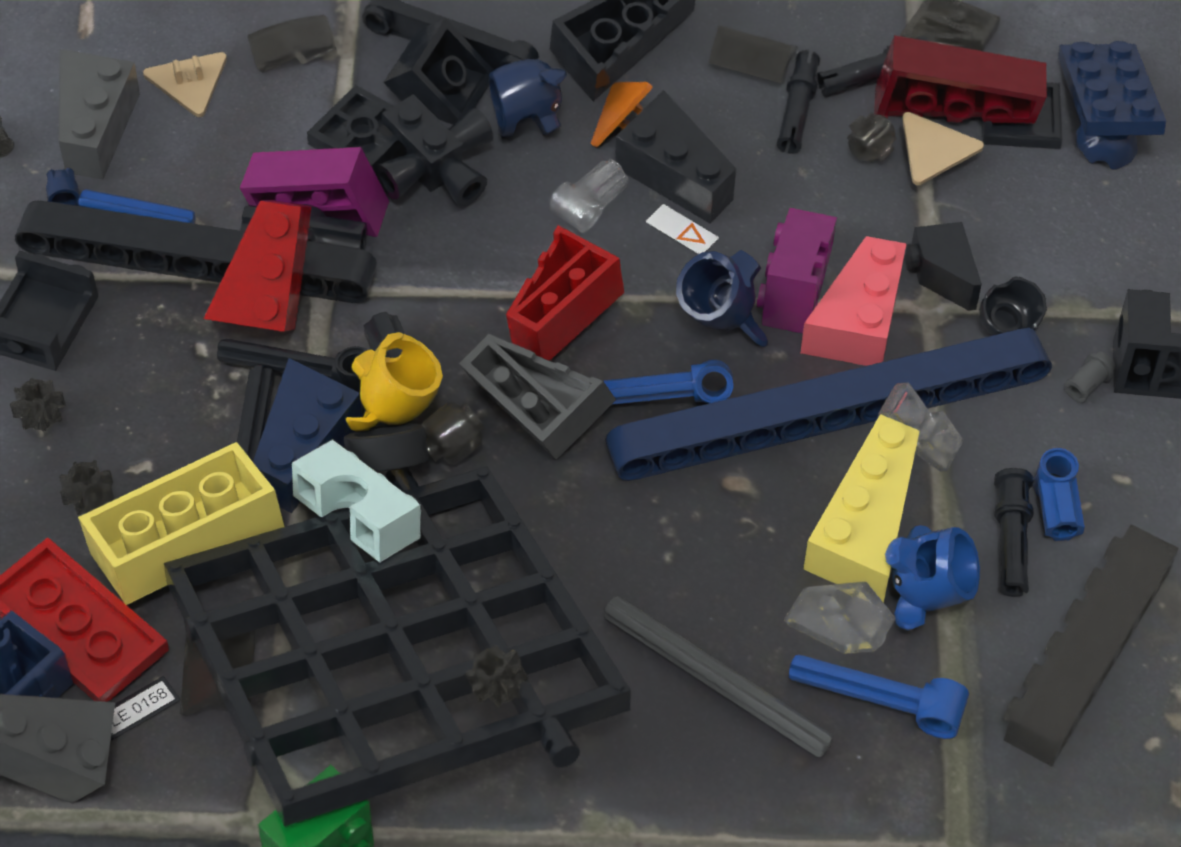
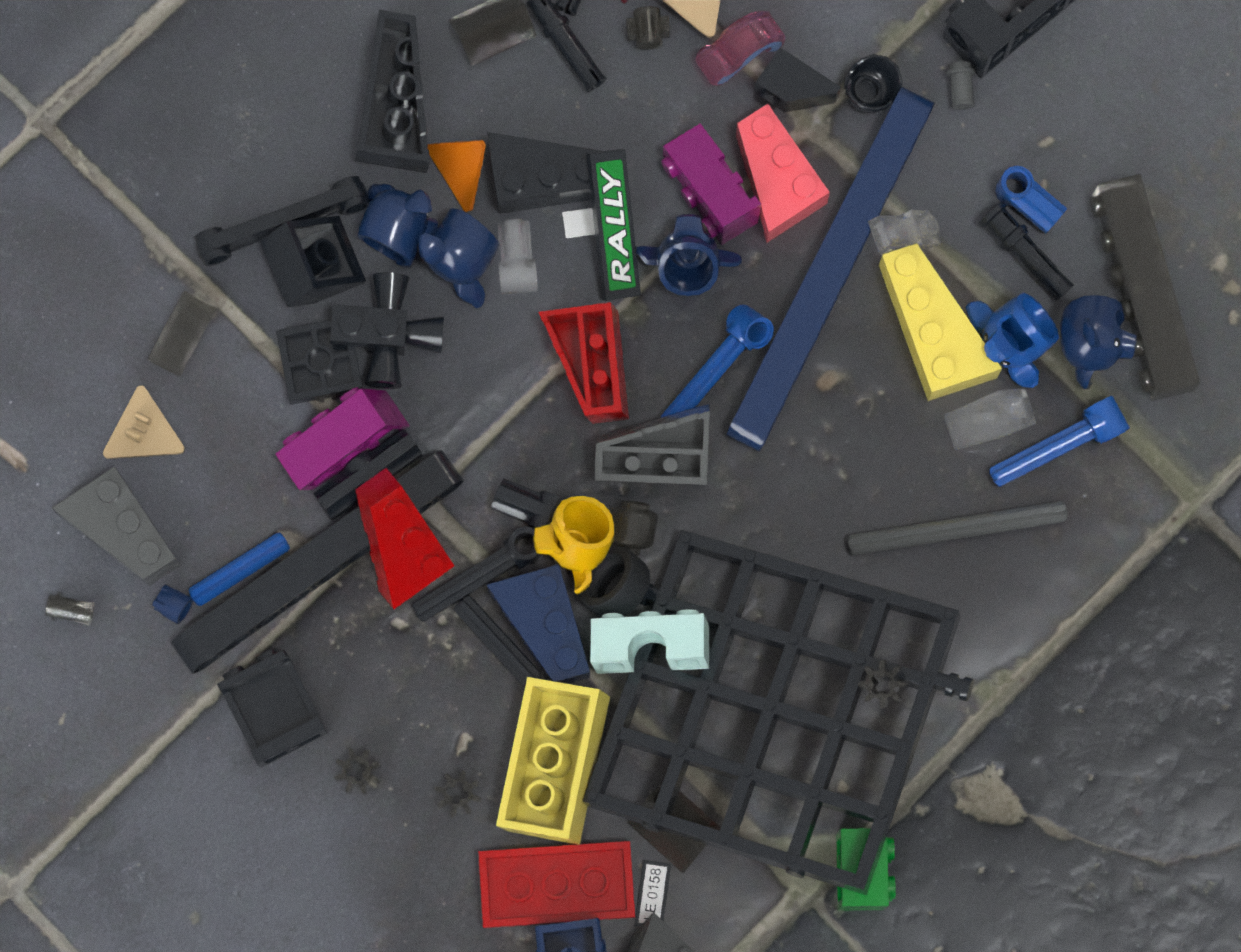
camera: 45 degrees left, 25 degrees up
(547, 148) = (460, 254): none -> dark blue piece
(687, 223) = (613, 224): none -> tile
(932, 196) = (739, 46): none -> clear pink animal
(996, 626) = (1093, 336): none -> dark blue piece

